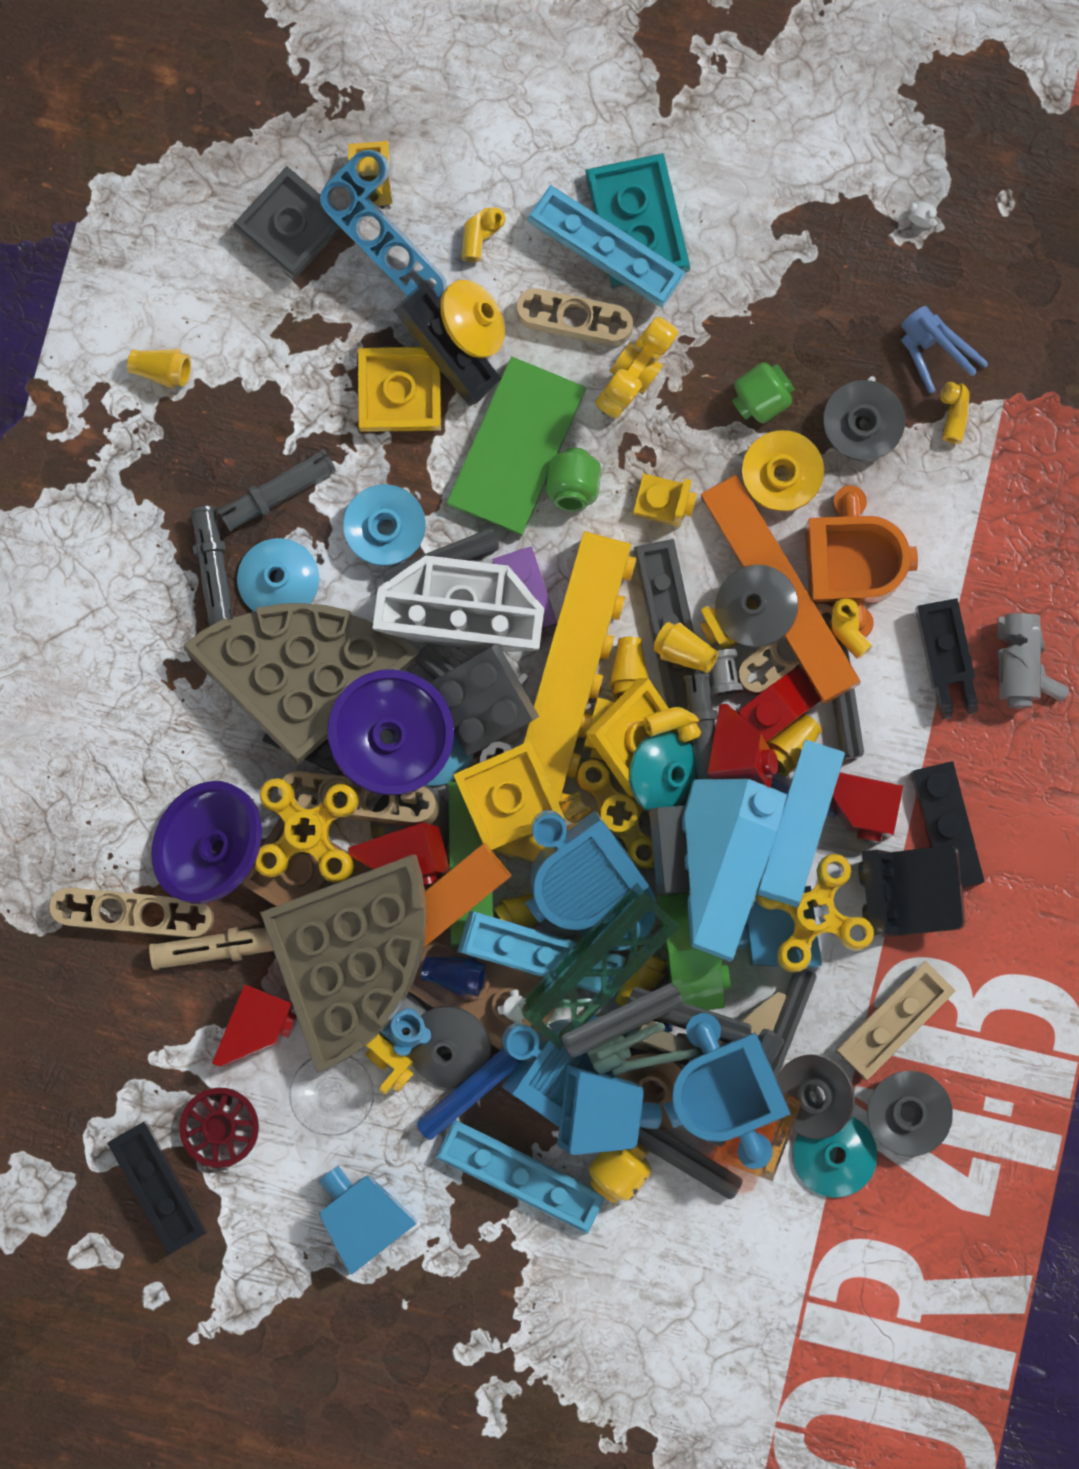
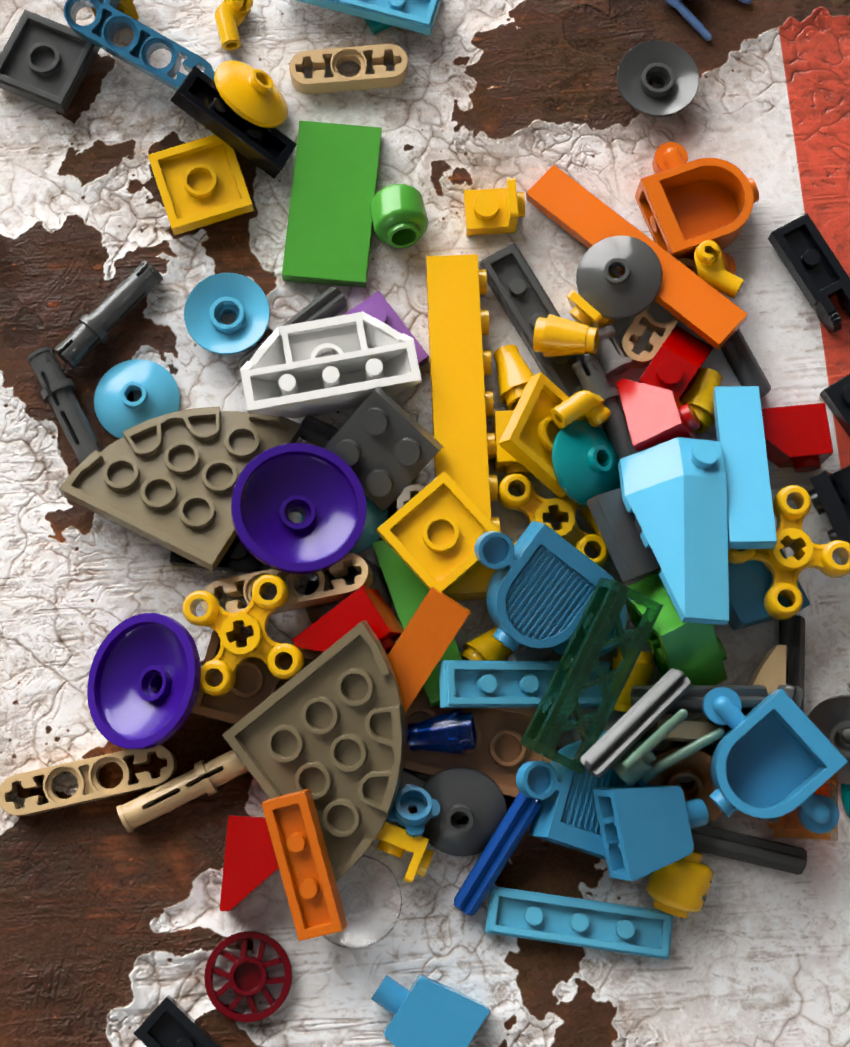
camera: 20 degrees left, 5 degrees down
(296, 1048) = (304, 865): none -> orange plate
(511, 1007) = (514, 749): white piece -> none
(573, 807) = (509, 525): clear yellow hand -> none
(636, 367) = (426, 87): yellow gear -> none
(763, 392) = (553, 81): bright green head -> none
(785, 451) = (600, 131): yellow dish -> none
(958, 411) = (738, 34): yellow arm -> none

